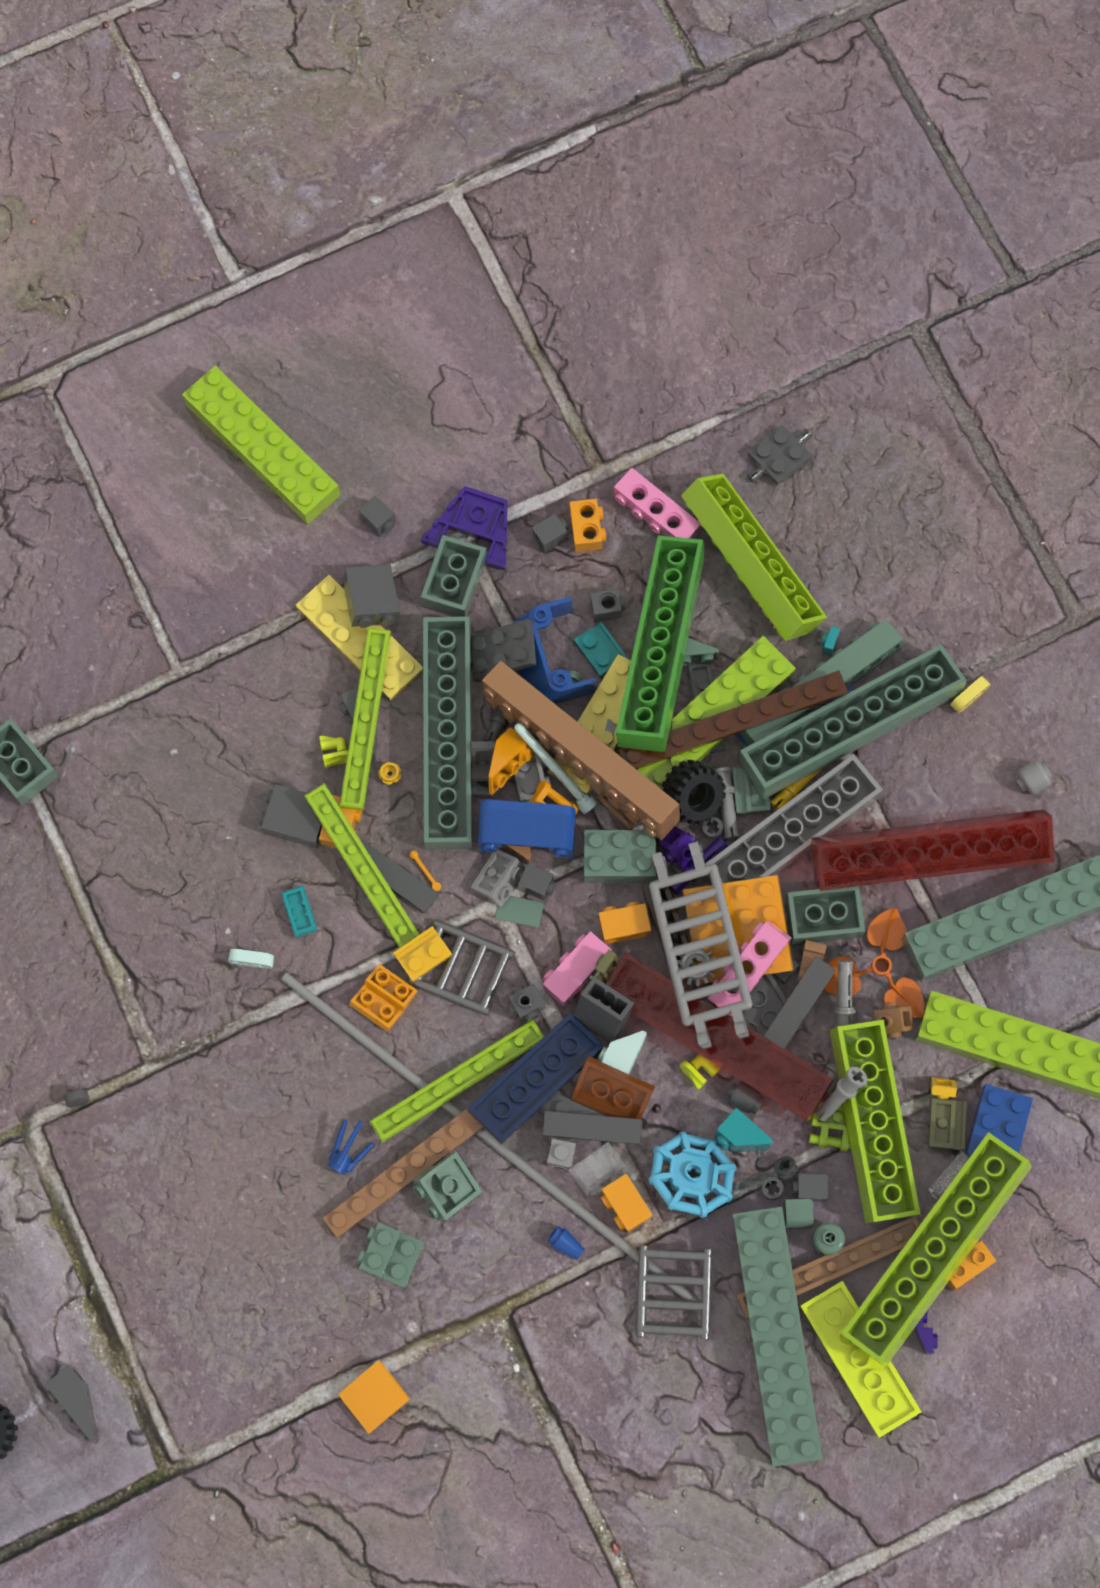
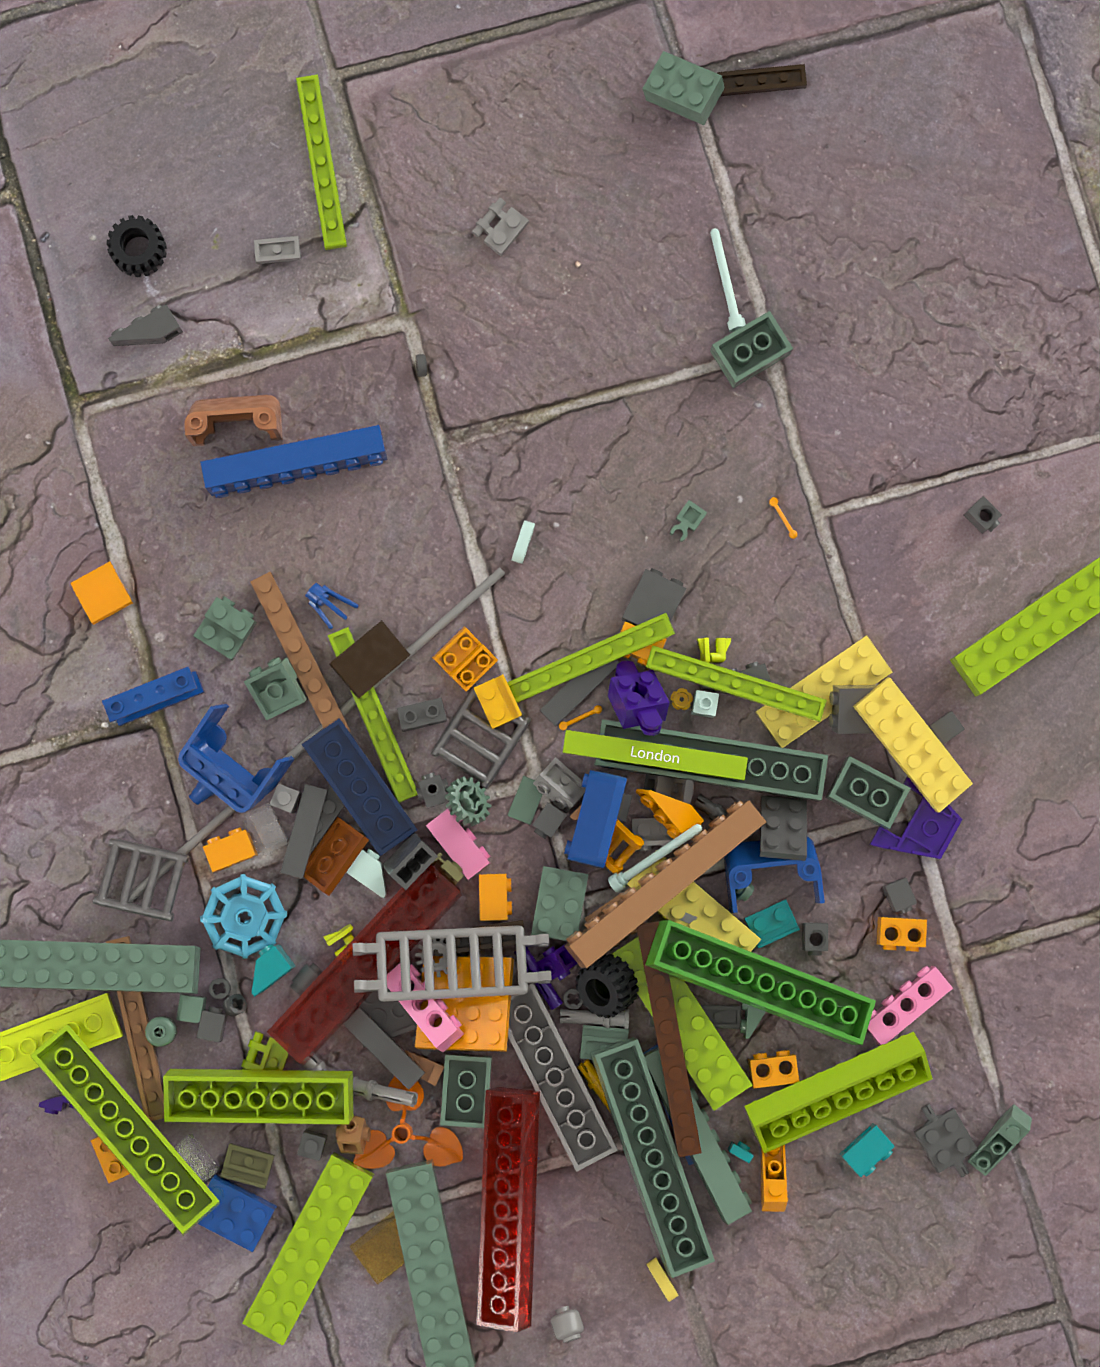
camera: 90 degrees right, 10 degrees up
(156, 522) = (983, 505): none -> dark grey brick
(159, 1319) = (262, 409): none -> nougat windscreen
(172, 717) = (774, 503): none -> light orange hinge
(199, 1211) = (294, 461): none -> blue brick
(201, 795) = (690, 518): none -> sand green plate
(299, 911) = (560, 593): teal plate -> none
(390, 747) = (705, 704): none -> light aqua brick
(396, 811) = (638, 698): none -> dark purple brick
(398, 540) = (913, 744): none -> light yellow plate
(400, 1091) = (369, 659): none -> dark brown tile
(449, 1029) = (422, 714): none -> dark grey brick
(451, 783) = (655, 755): none -> lime tile
(477, 1312) = (153, 696): none -> blue fence
(531, 964) = (467, 801): none -> sand green gear
(548, 1223) = (222, 774): none -> blue windscreen
(750, 622) = (773, 1076): none -> light orange brick
(768, 404) = (1001, 1139): none -> sand green slope
(804, 524) = (867, 1150): none -> teal brick
(845, 1089) = (287, 1074): light grey pin -> none
(852, 605) = (774, 1180): none -> light orange slope
(912, 1060) = (312, 1145): none -> dark grey brick
(943, 1088) = (282, 1169): yellow plate -> none
(1000, 974) = (380, 1249): none -> clear yellow piece

